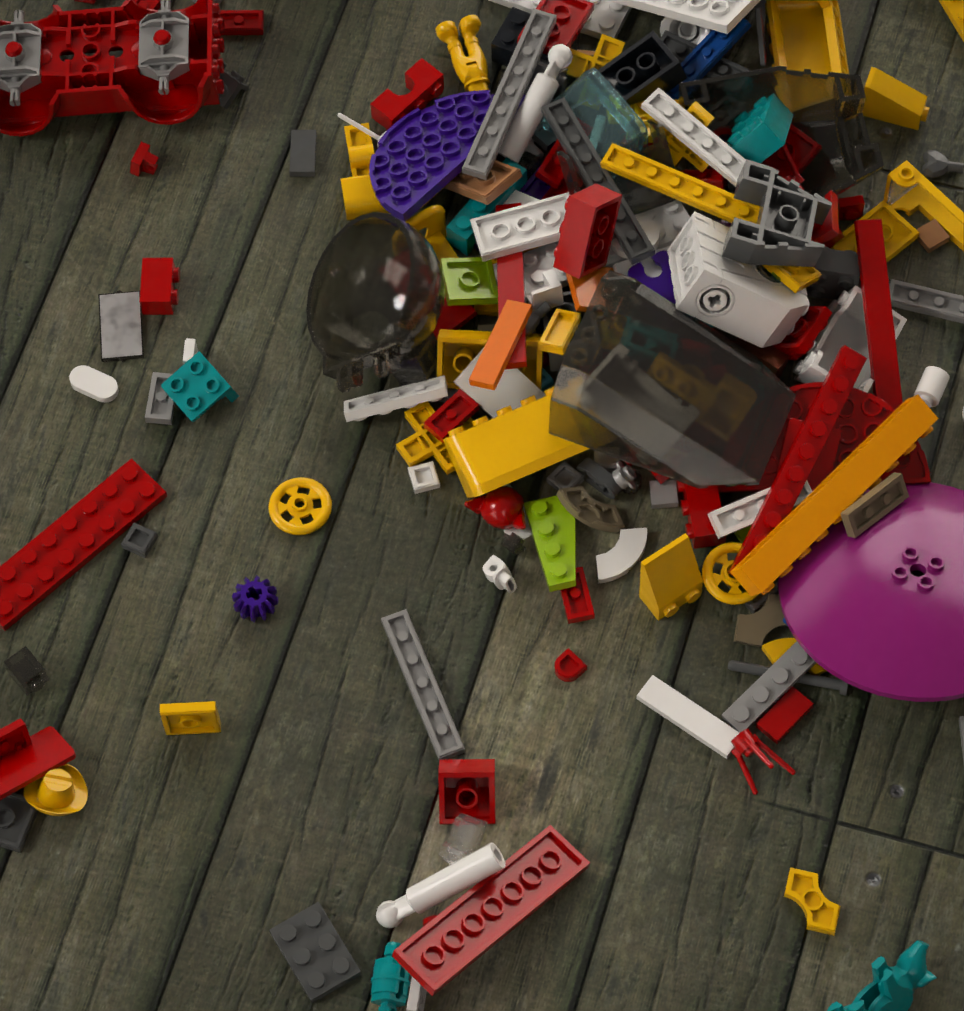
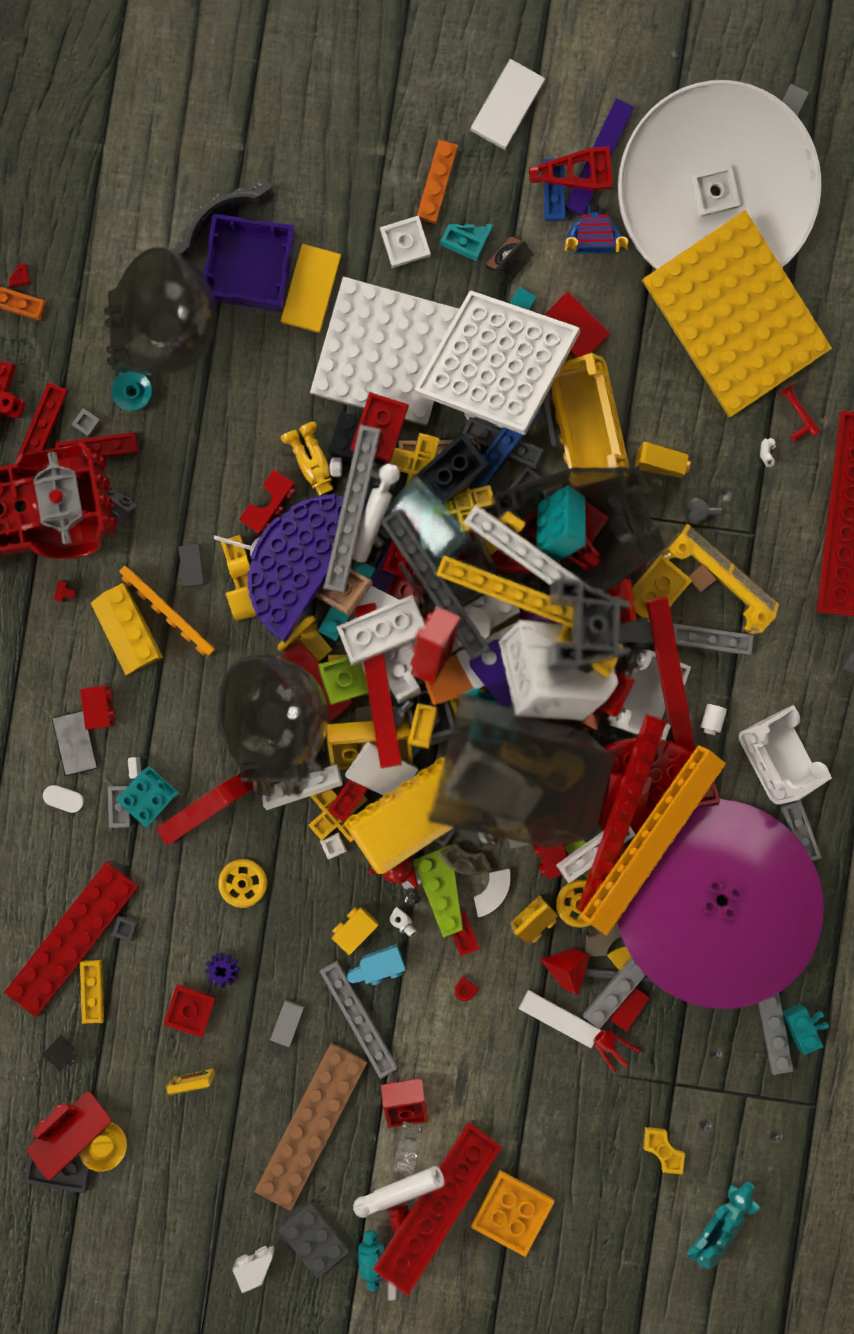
camera: 15 degrees left, 25 degrees up
(81, 608) = (92, 991): none -> yellow tile
(203, 643) = (189, 1010): none -> red plate
(210, 207) = (126, 629): none -> yellow slope
(228, 973) = (253, 1268): none -> white slope
(267, 399) = (203, 809): none -> red beam
(269, 198) = (160, 606): none -> light orange plate
(327, 677) = (287, 1023): none -> light grey tile
(335, 808) = (310, 1126): none -> medium nougat plate
(435, 572) = (354, 930): none -> yellow brick
(458, 619) = (378, 966): none -> medium azure hinge
(496, 69) = (336, 467): none -> white tile
(500, 344) = (379, 751): orange tile -> none
(592, 950) = (512, 1213): none -> light orange plate
(707, 656) = (568, 968): none -> red slope
(874, 505) = (683, 844): dark tan plate -> none

